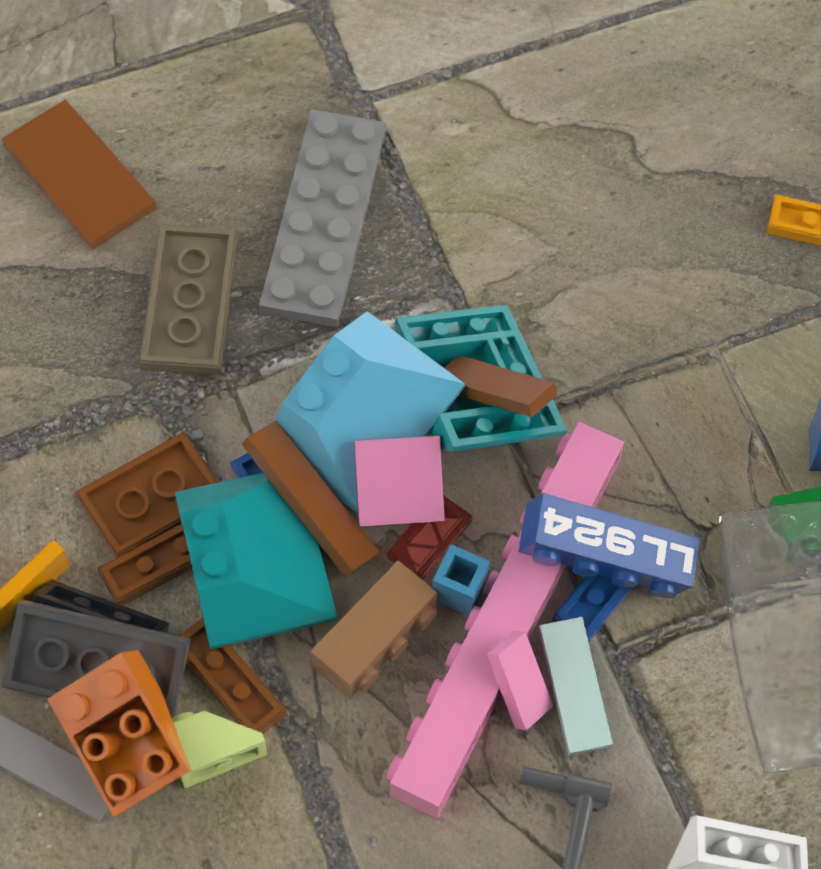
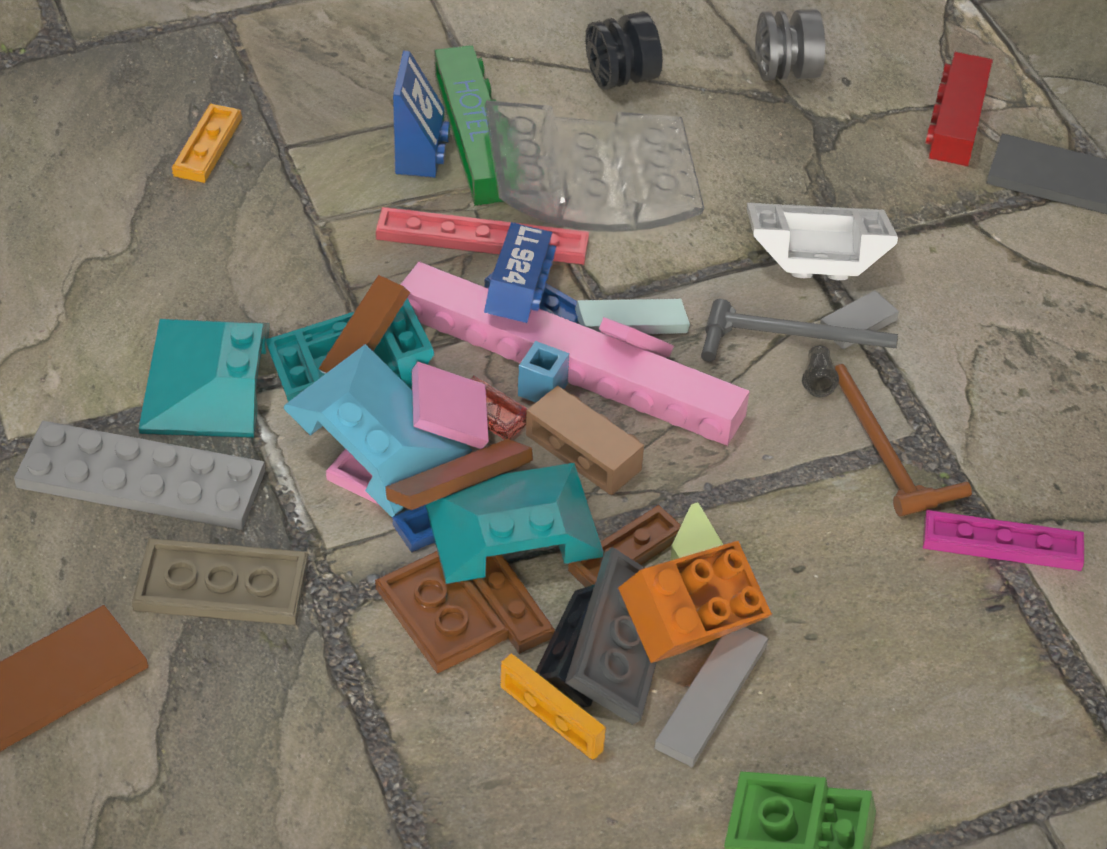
camera: 90 degrees left, 15 degrees down
(463, 256) = (204, 378): none -> teal slope
(708, 496) = (470, 233): none -> coral tile

